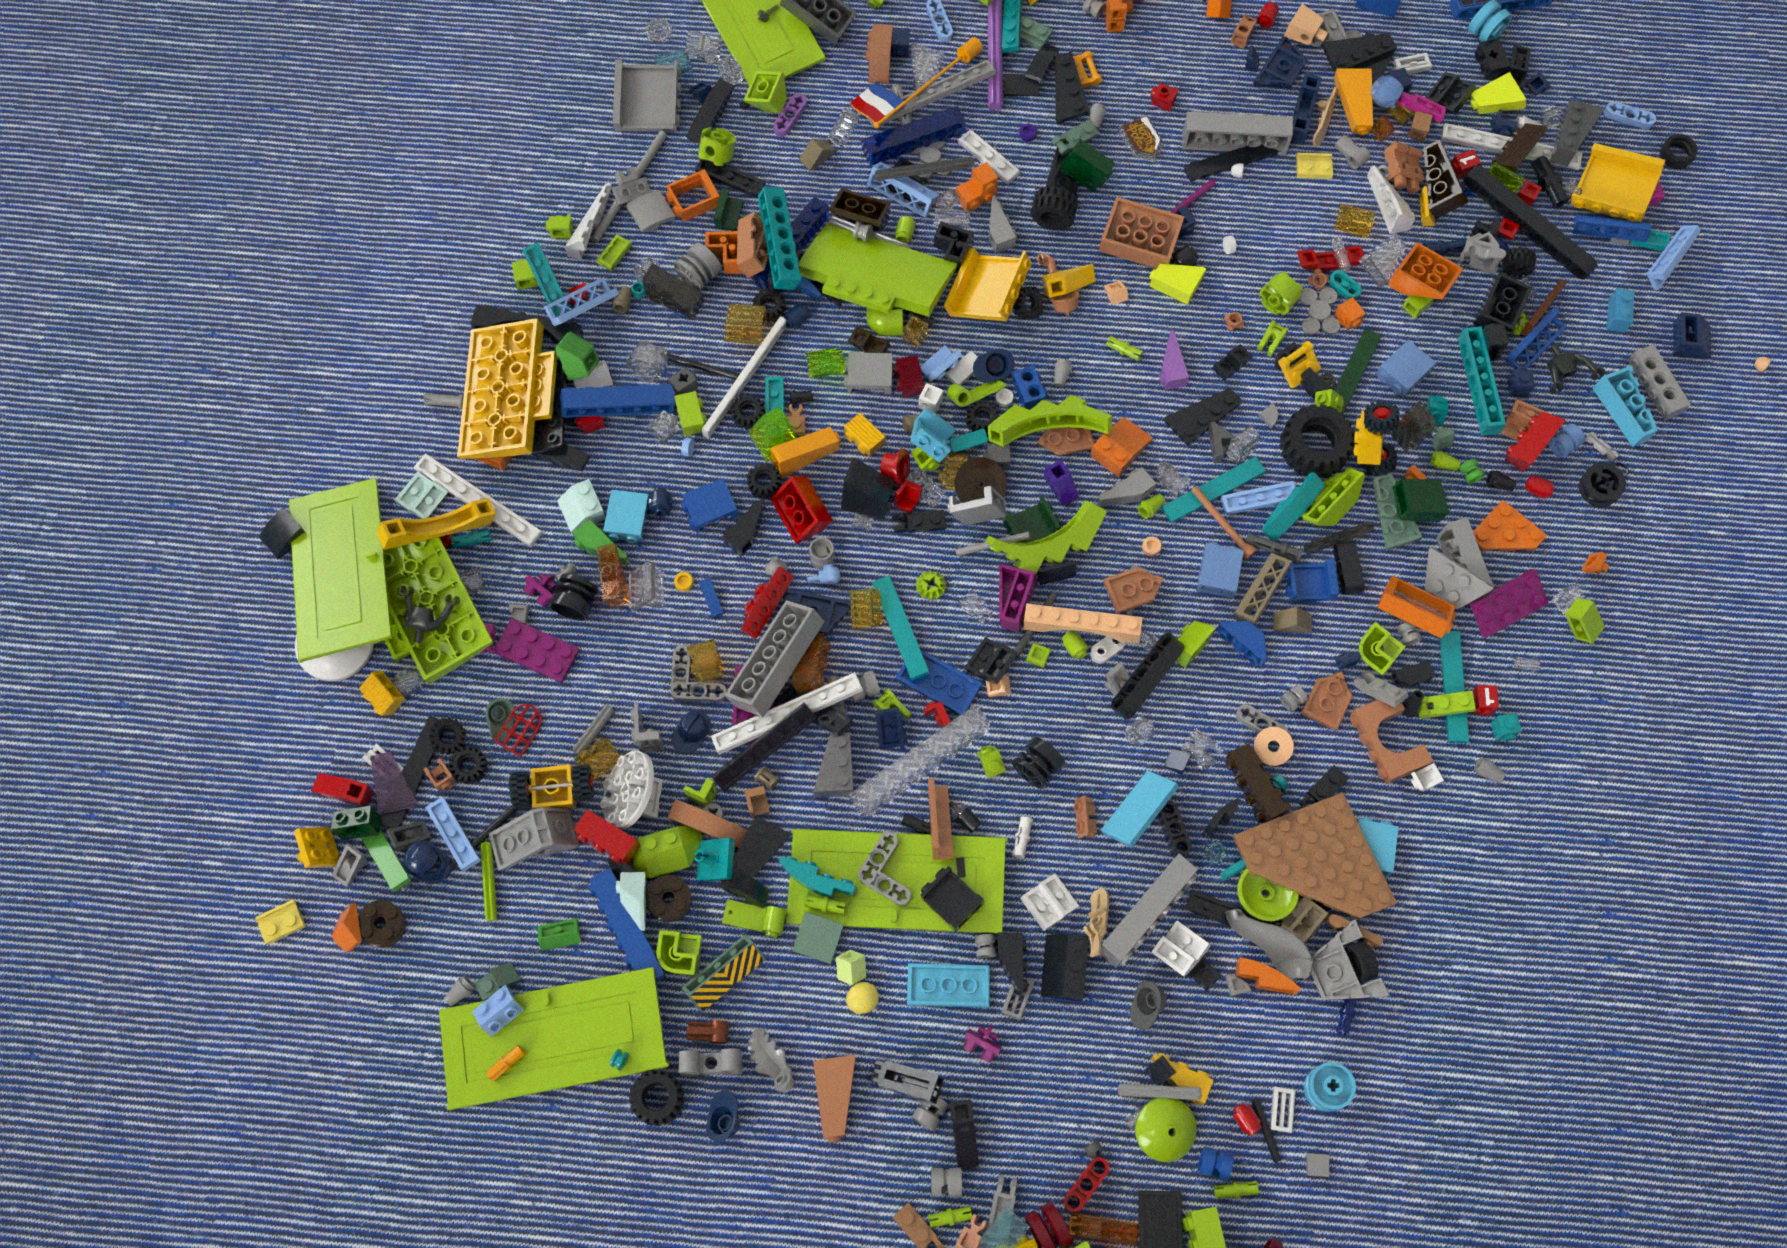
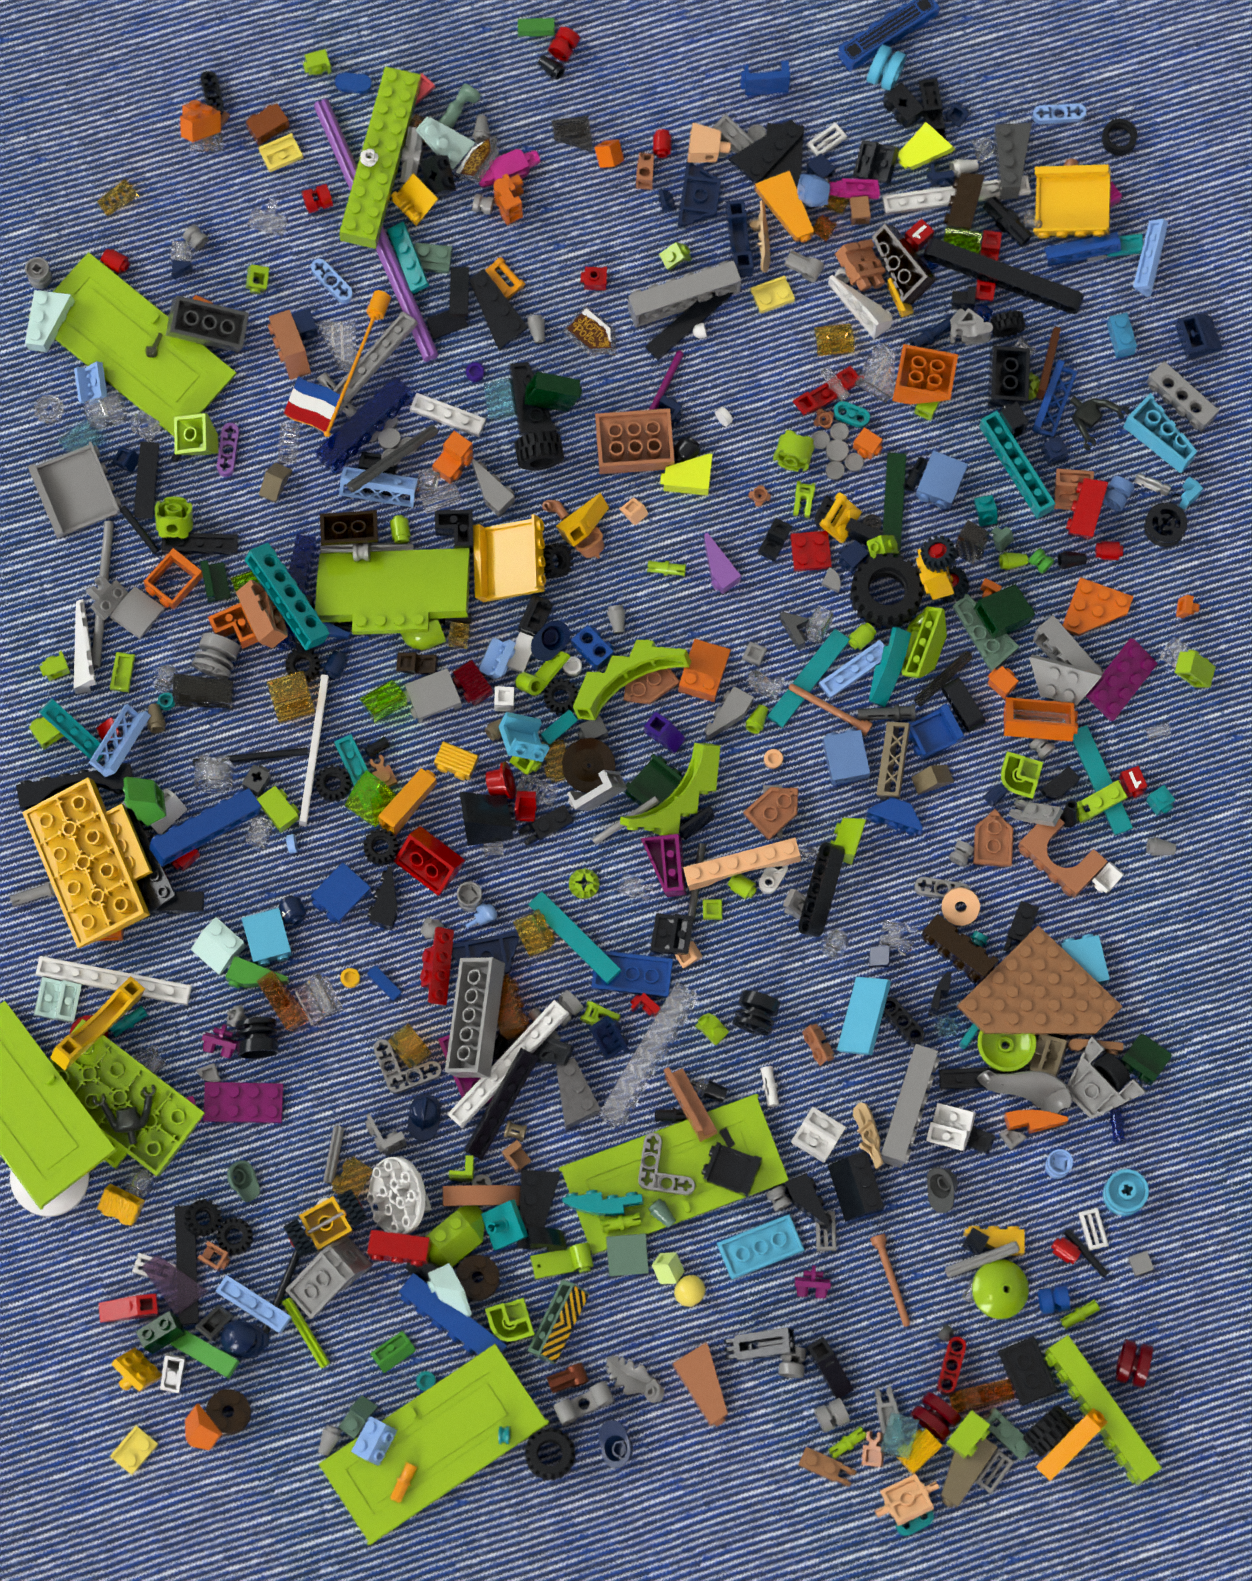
camera: 25 degrees left, 5 degrees up
(512, 731) = (259, 1188): red window -> none
(575, 974) = (425, 1380): none -> teal tile
(685, 148) = (138, 528): none -> black bar
(702, 20) = (90, 382): none -> light blue bracket
(867, 911) = (662, 1213): none -> sand green cone
(993, 338) = (535, 615): none -> black hinge
(1039, 159) = (500, 398): none -> clear light blue plate
(1065, 1031) = (880, 1242): none -> nougat piece
(1085, 131) = (526, 361): sand green plate -> none
(1172, 450) = (754, 654): none -> light grey tile
(1196, 419) = (765, 611): black wing -> none
(1242, 103) = (675, 255): none -> lime bracket
(1260, 383) = (810, 551): none -> red plate
(1273, 1030) = (1058, 1164): none -> light blue wheel
(1278, 472) = (862, 636): none -> lime brick
(1297, 399) = (852, 556): none -> dark blue brick
(1382, 355) = (915, 474): none -> black axle
(1394, 561) = (1002, 681): none -> orange brick
(1399, 965) = (1145, 1059): none -> dark green bracket
(1637, 465) = (1192, 492): none -> medium azure bracket

